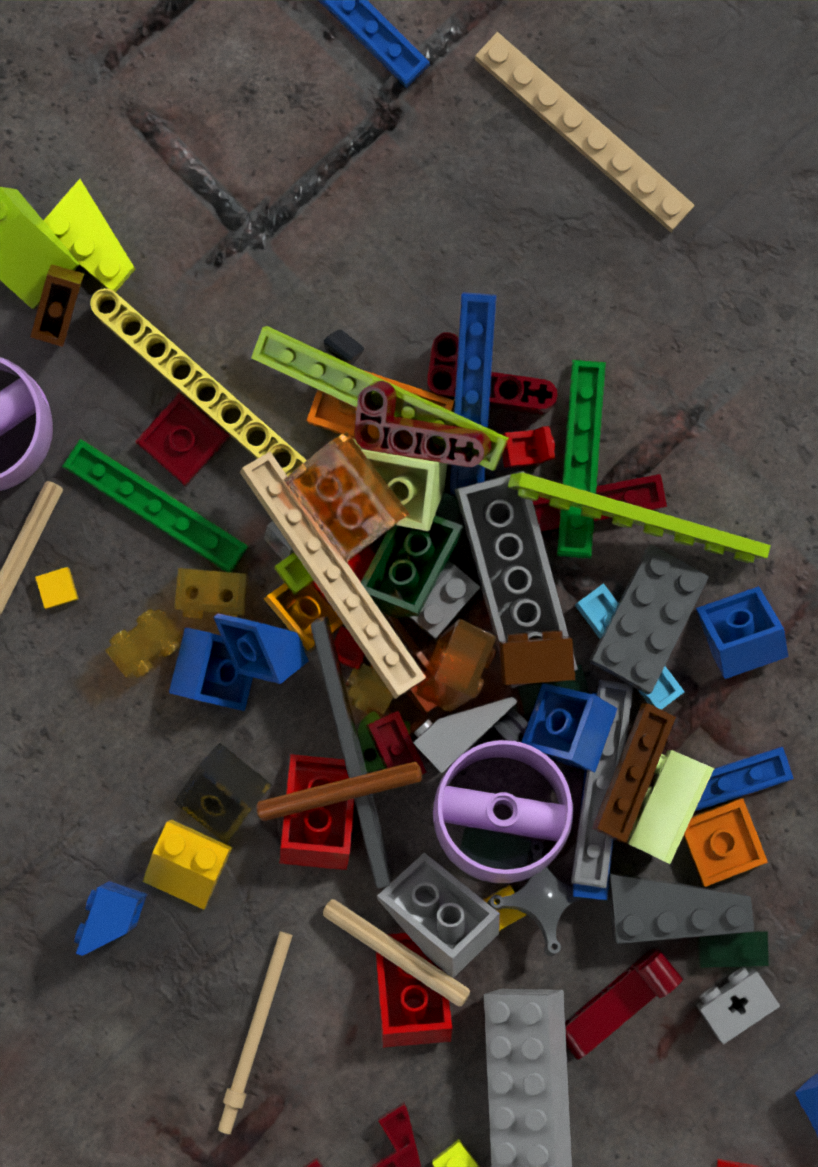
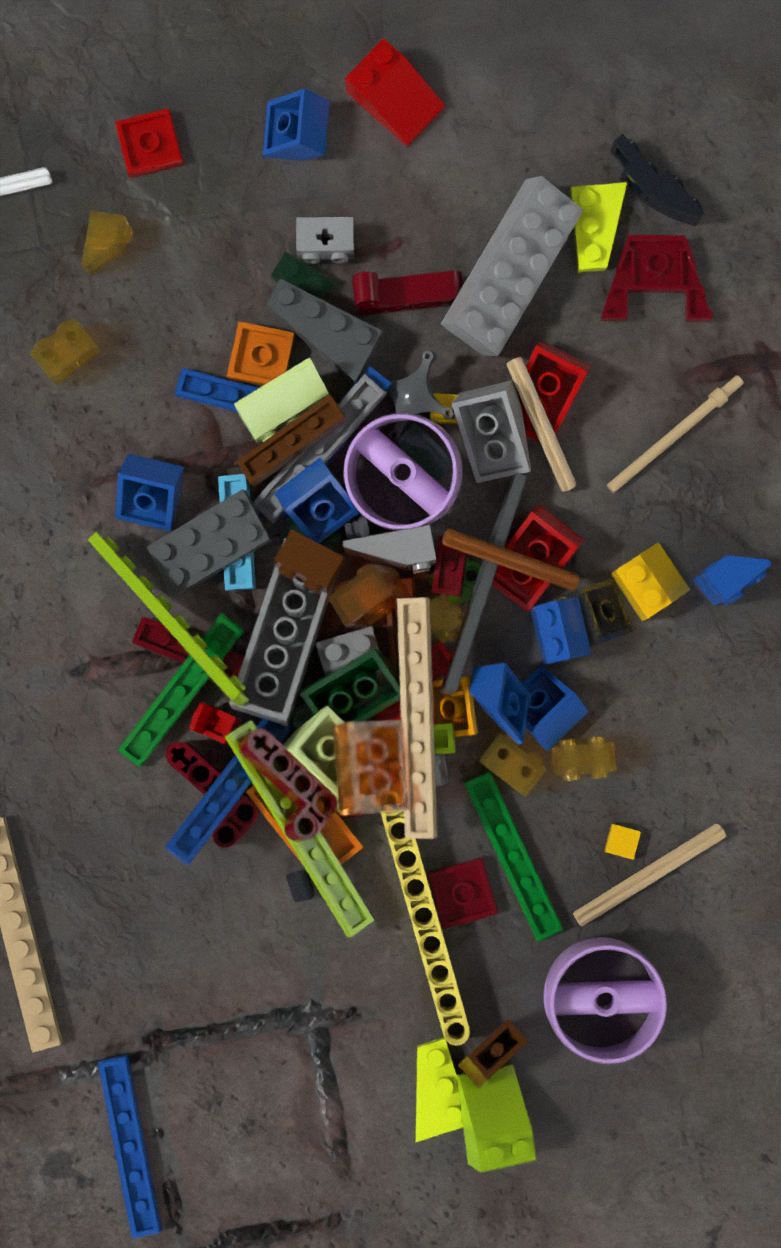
camera: 150 degrees left, 0 degrees up
(245, 753) = (560, 630): none -> blue slope

